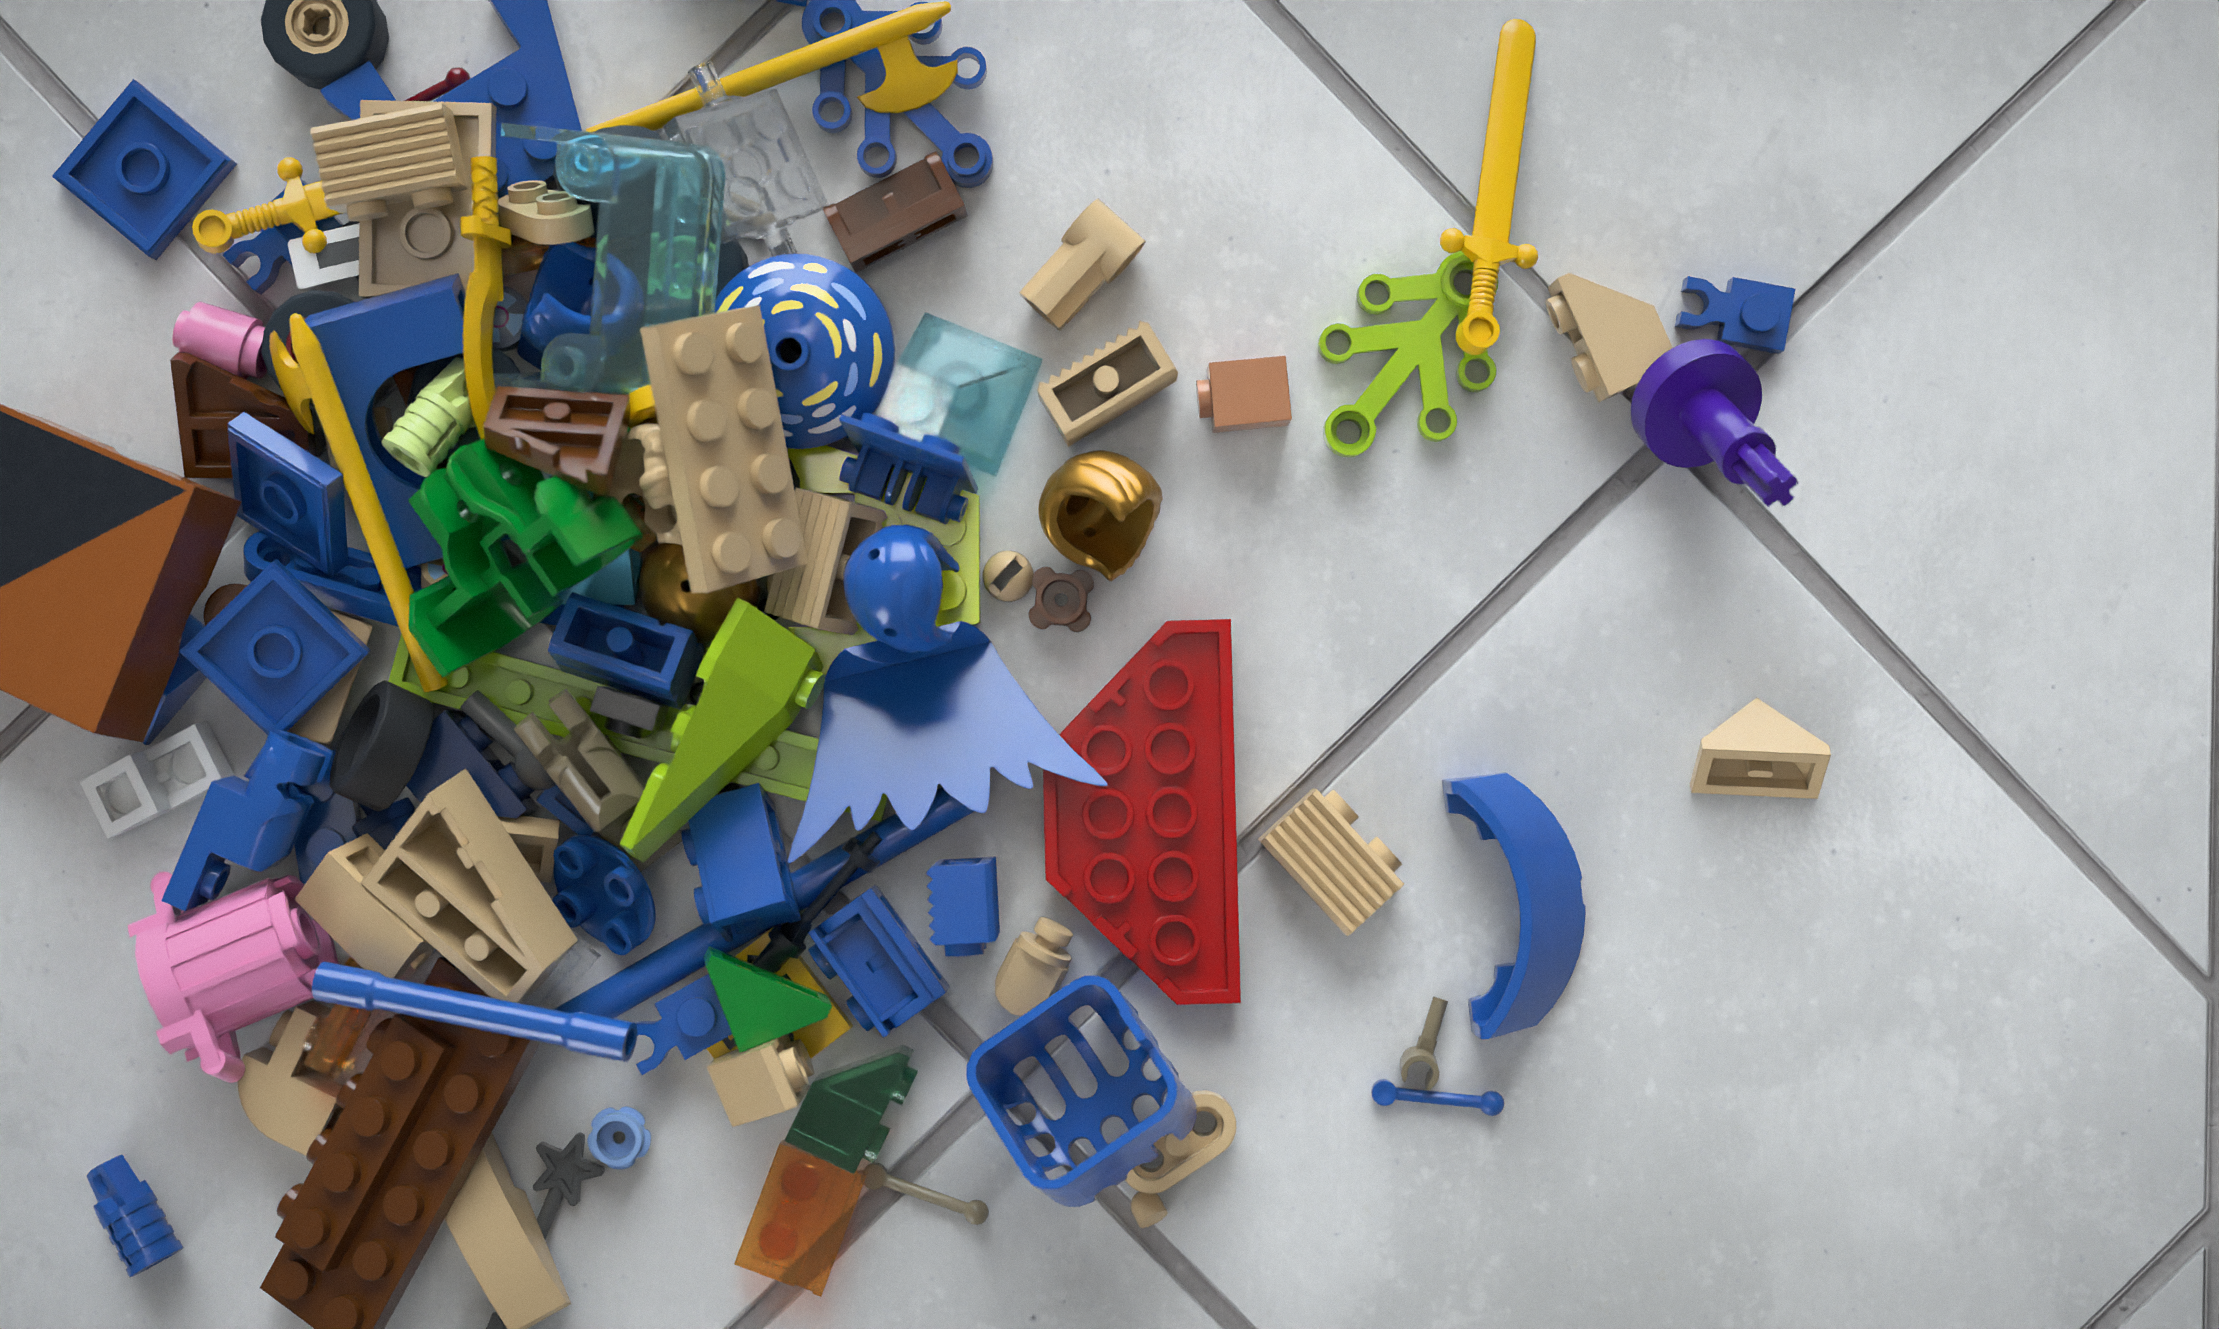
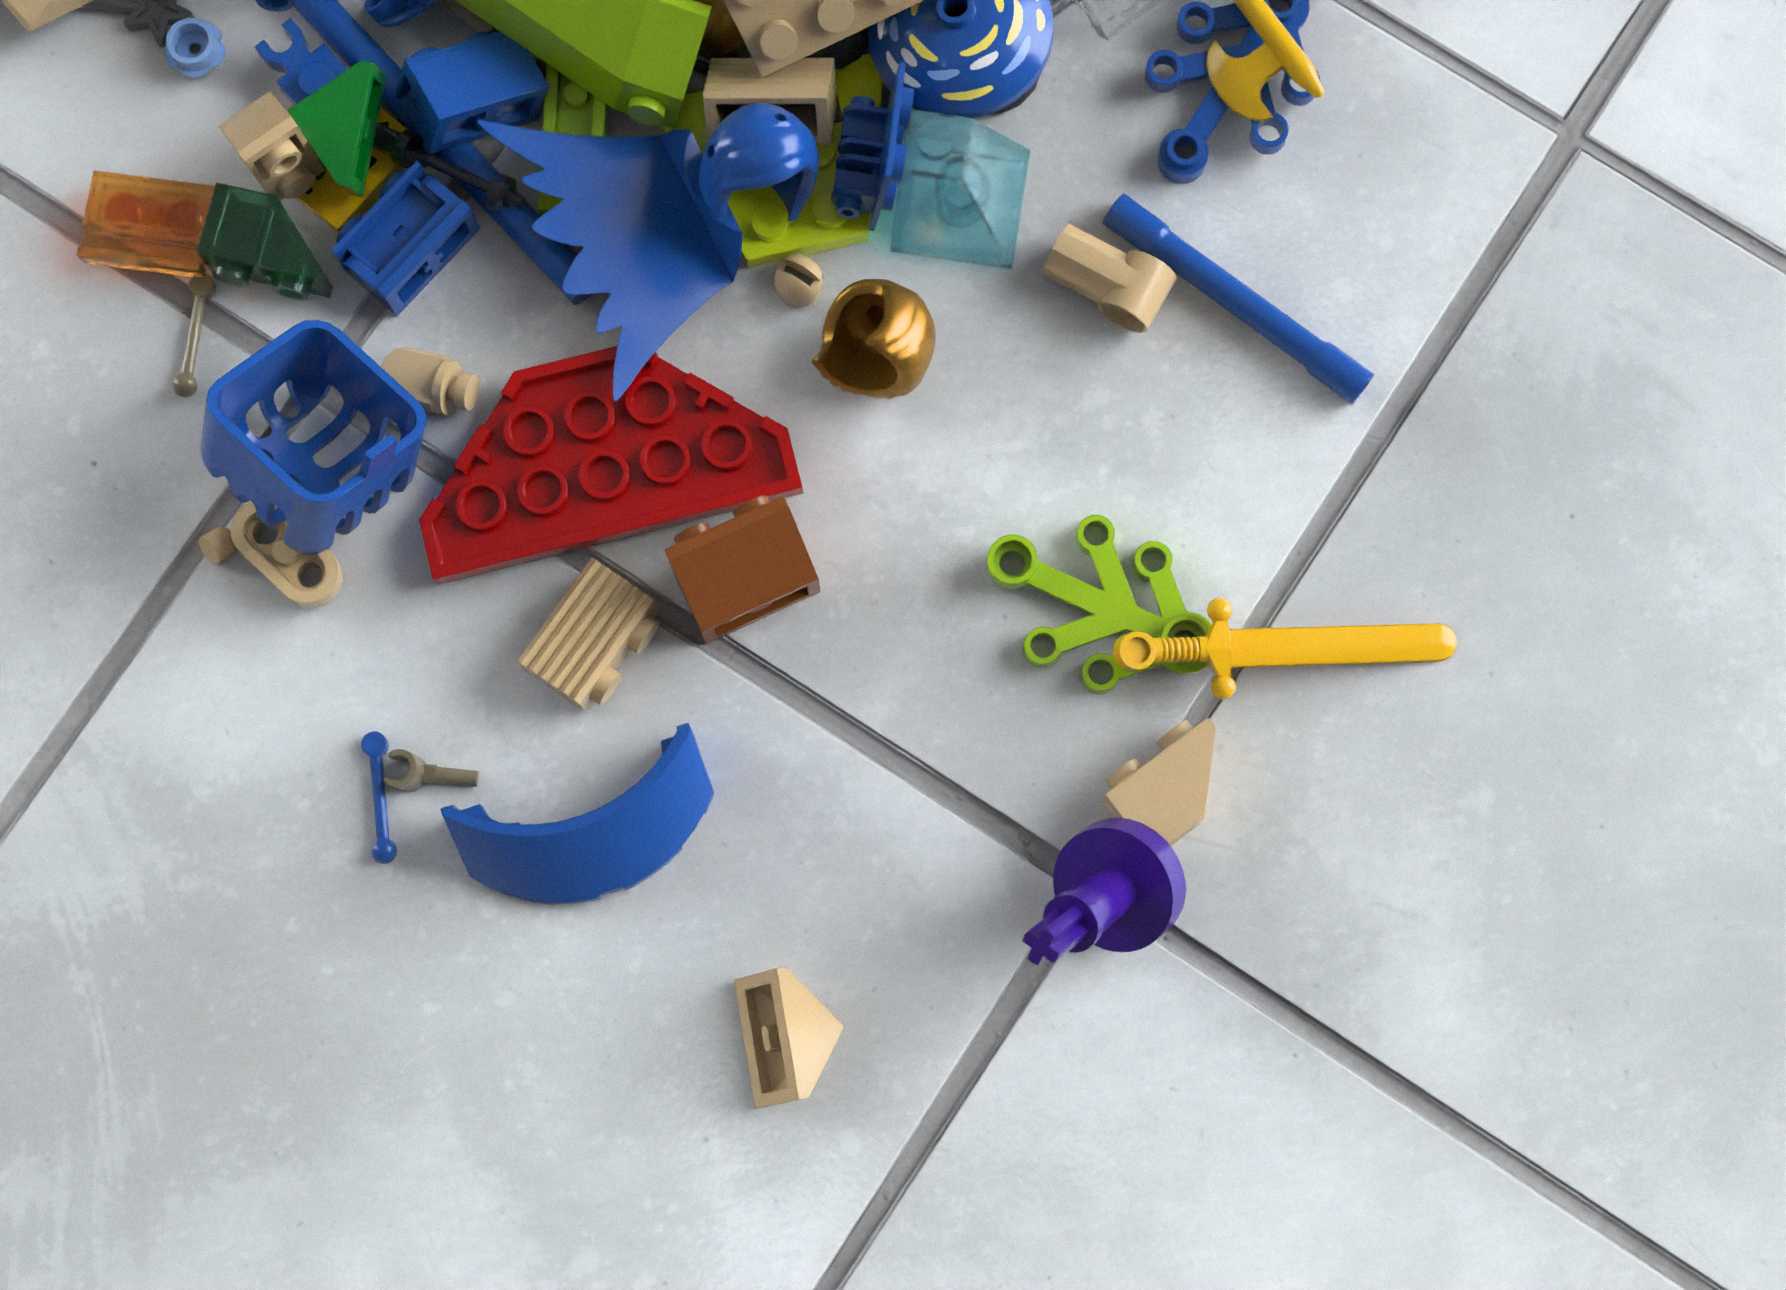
camera: 85 degrees right, 10 degrees down
(896, 212) = (1113, 99): reddish brown hinge -> none
(964, 904) = (472, 293): blue brick -> none
(1048, 586) = (782, 315): reddish brown plate -> none
(1107, 383) = (999, 317): tan brick -> none
(1210, 78) = (1319, 357): none -> blue piece
(1245, 394) = (1023, 454): nougat brick -> none
(1305, 696) = (742, 567): none -> dark orange slope
(1747, 314) = (1223, 927): blue plate -> none

